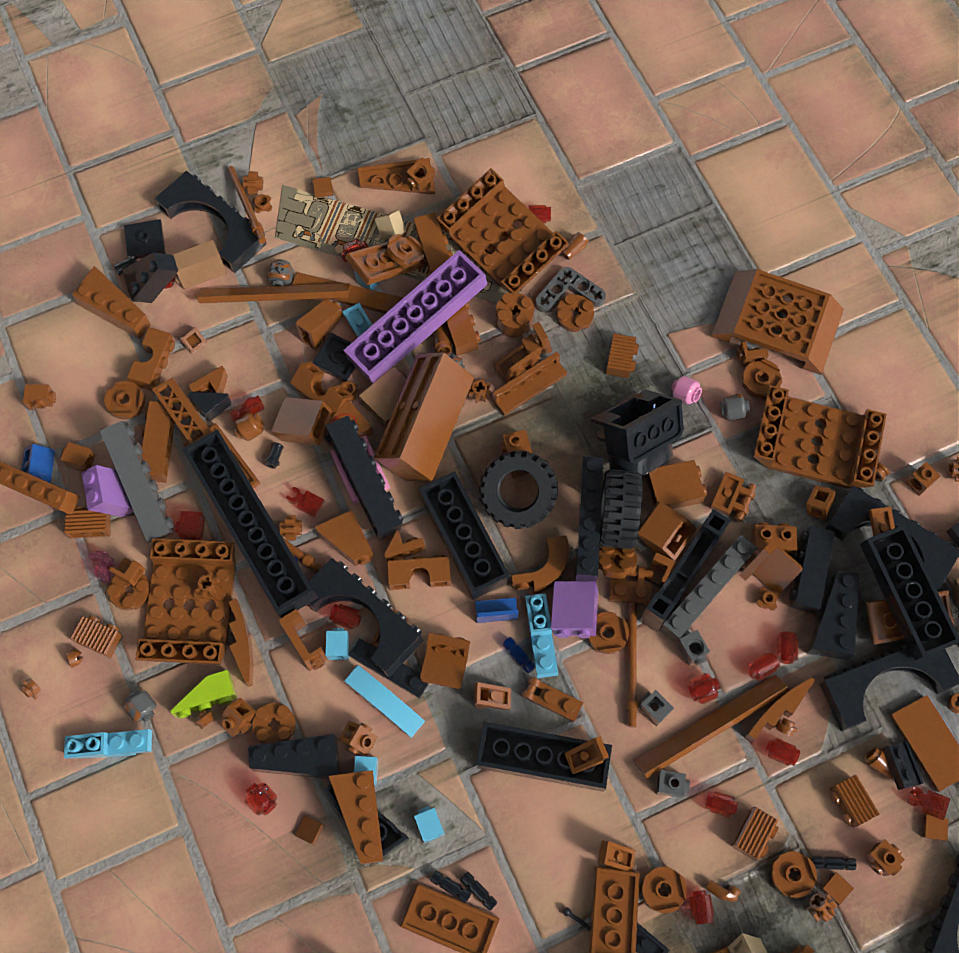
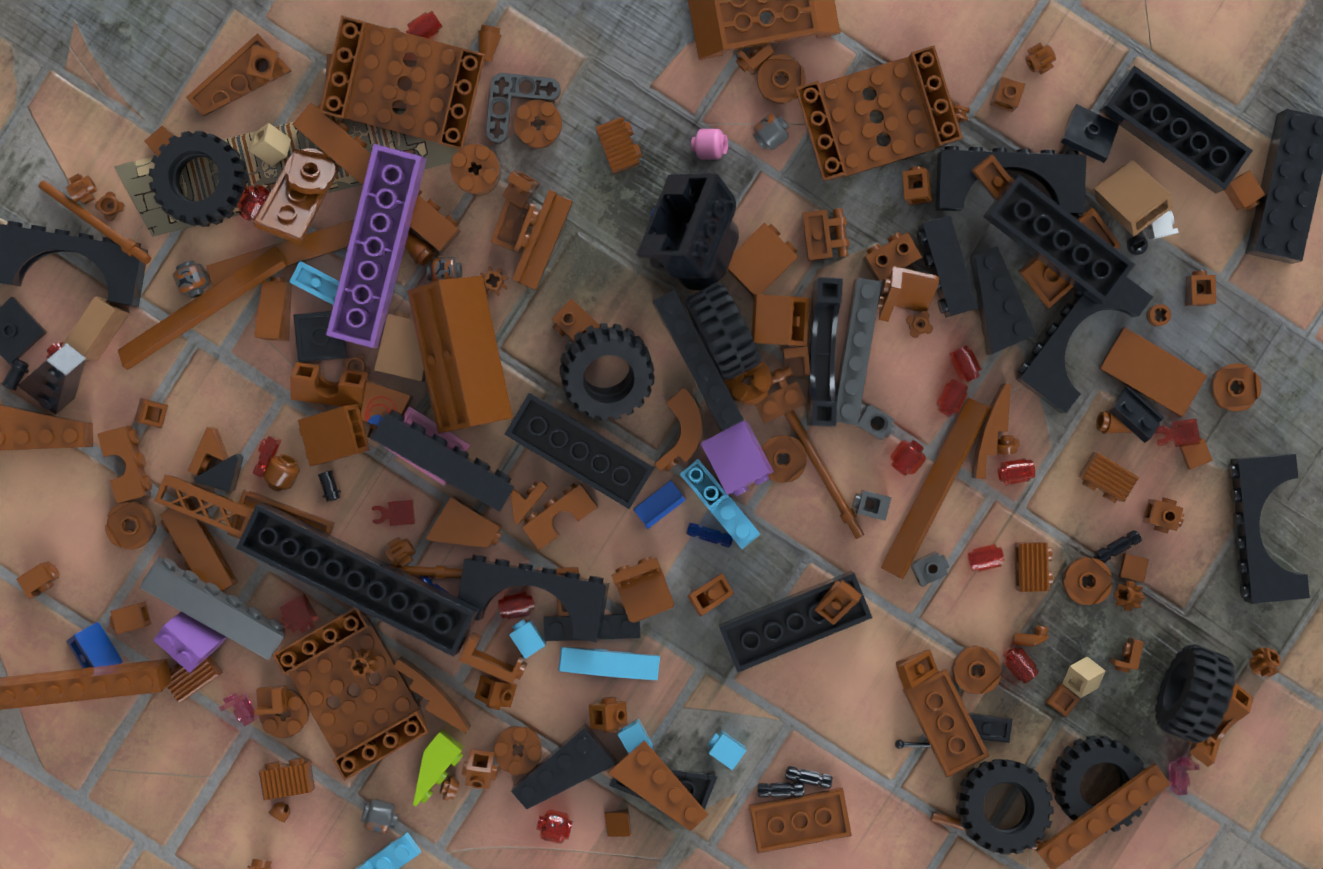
camera: 40 degrees left, 20 degrees up
(288, 667) = (498, 696): none -> dark orange brick
(323, 197) = (173, 160): none -> black tyre
(552, 699) = (769, 558): dark orange plate -> none

